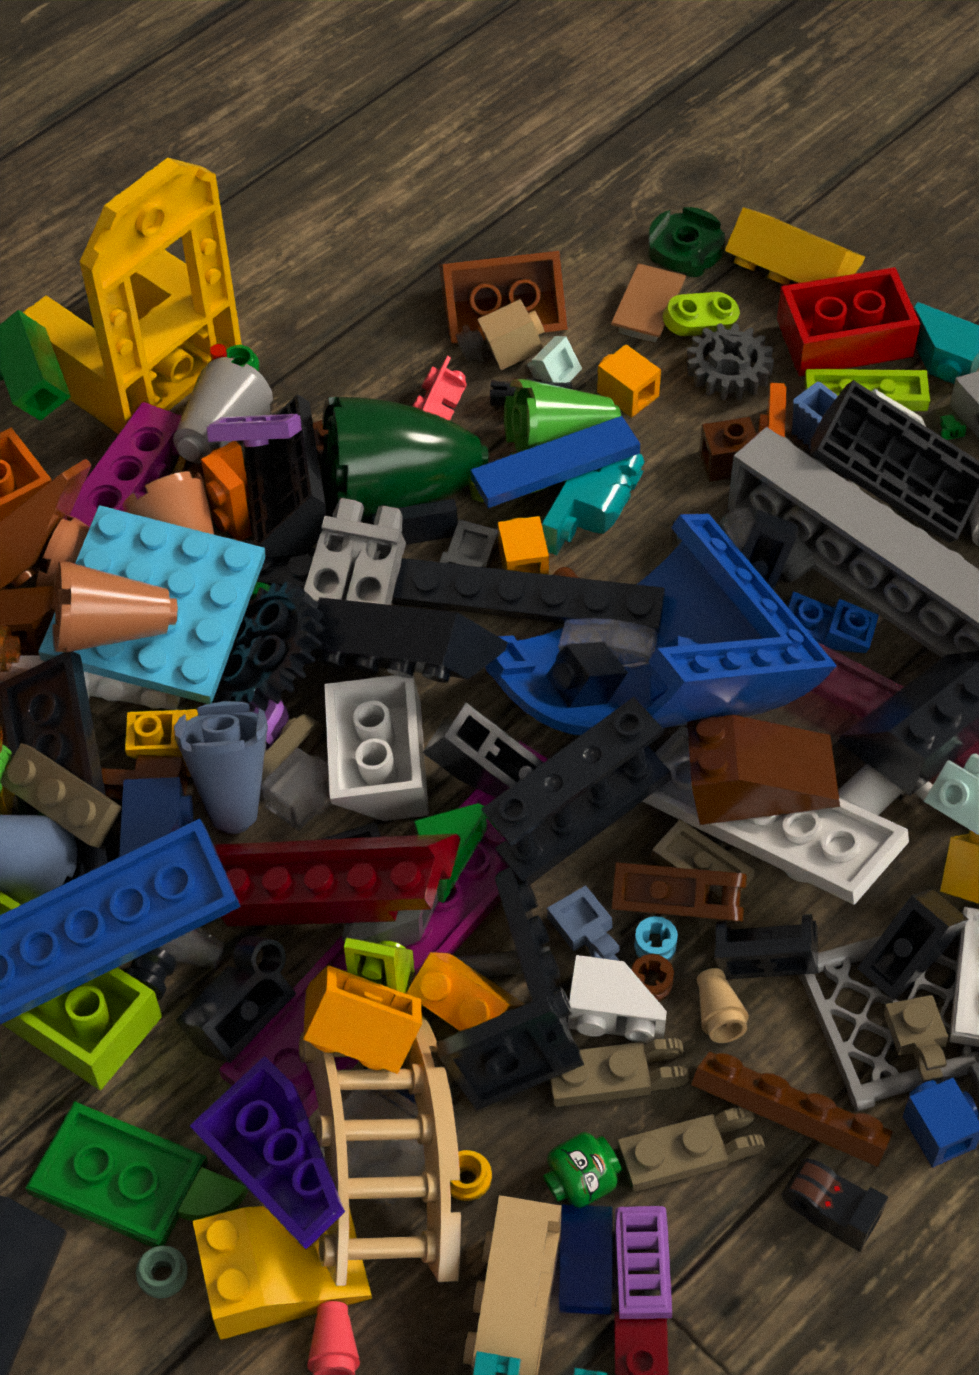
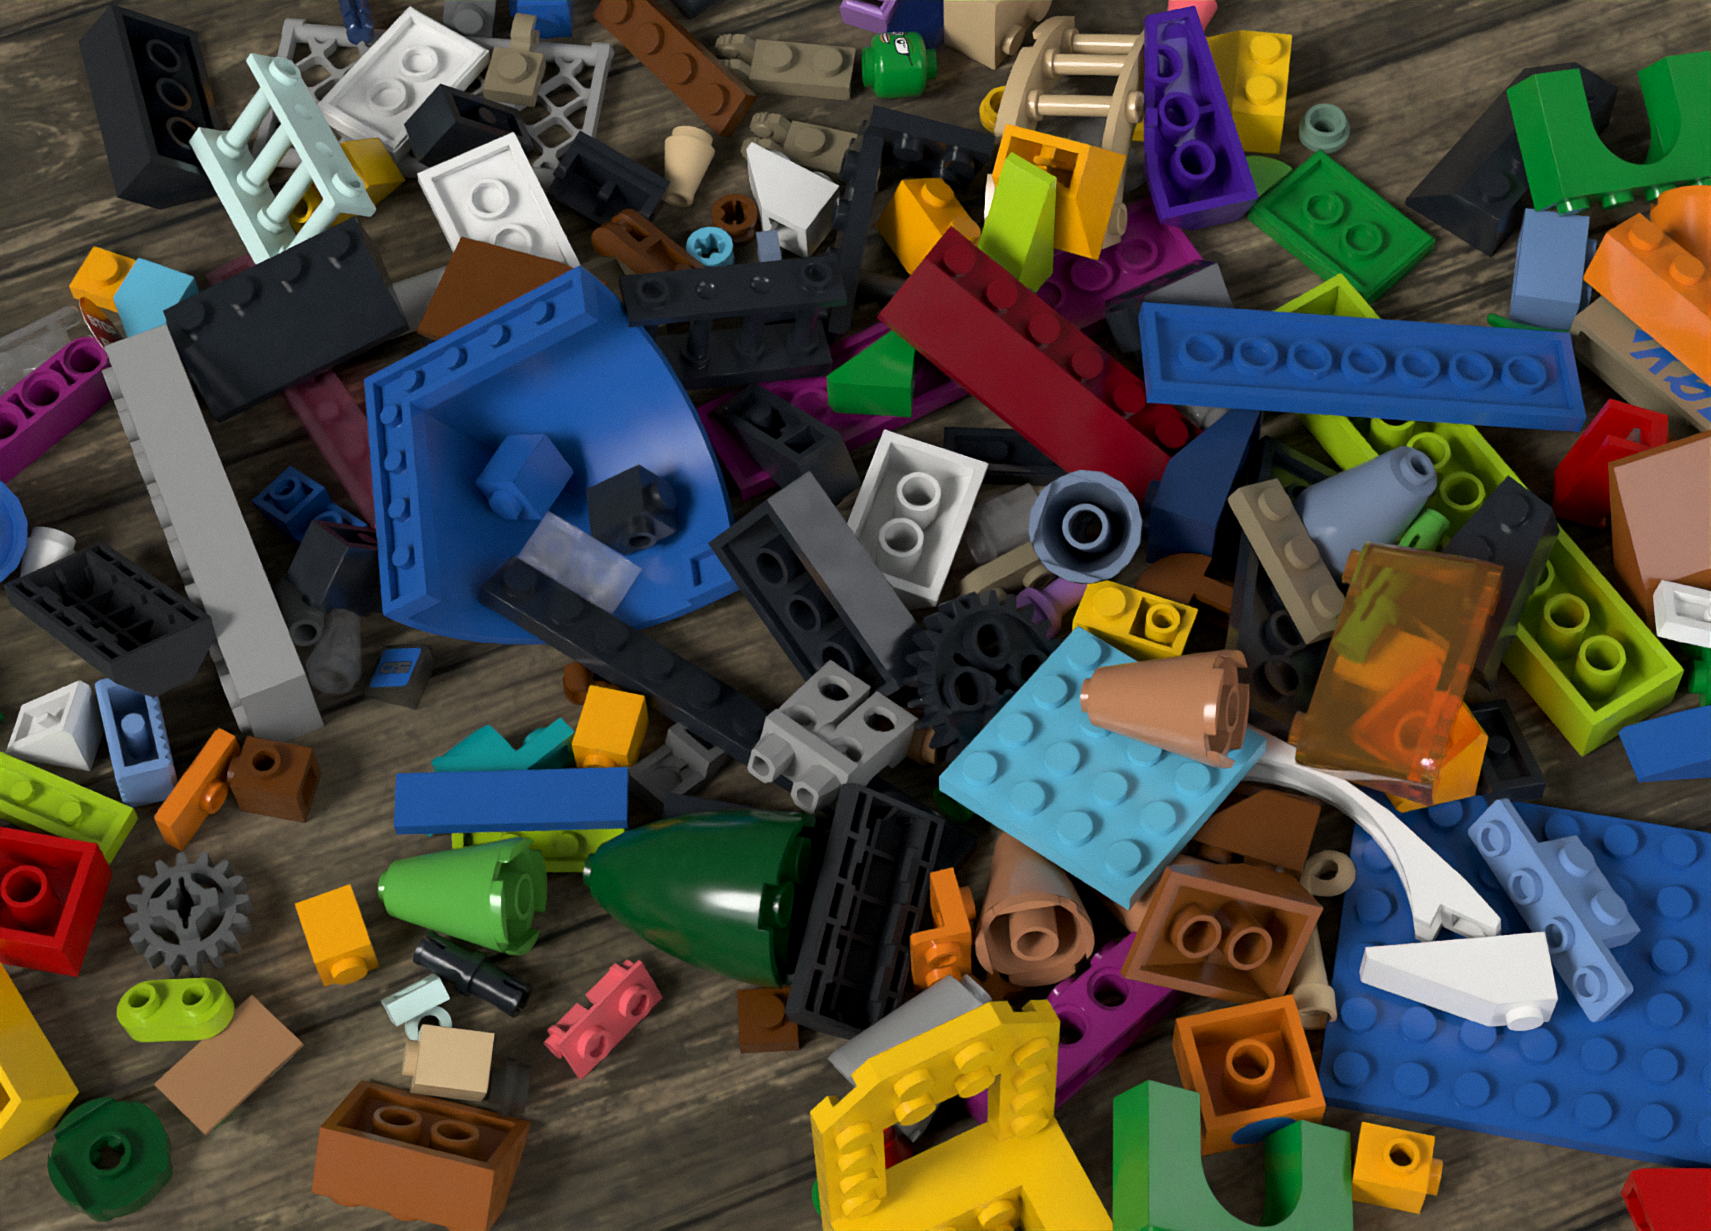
camera: 155 degrees left, 5 degrees up
(254, 429) = (884, 937): medium lavender plate -> none

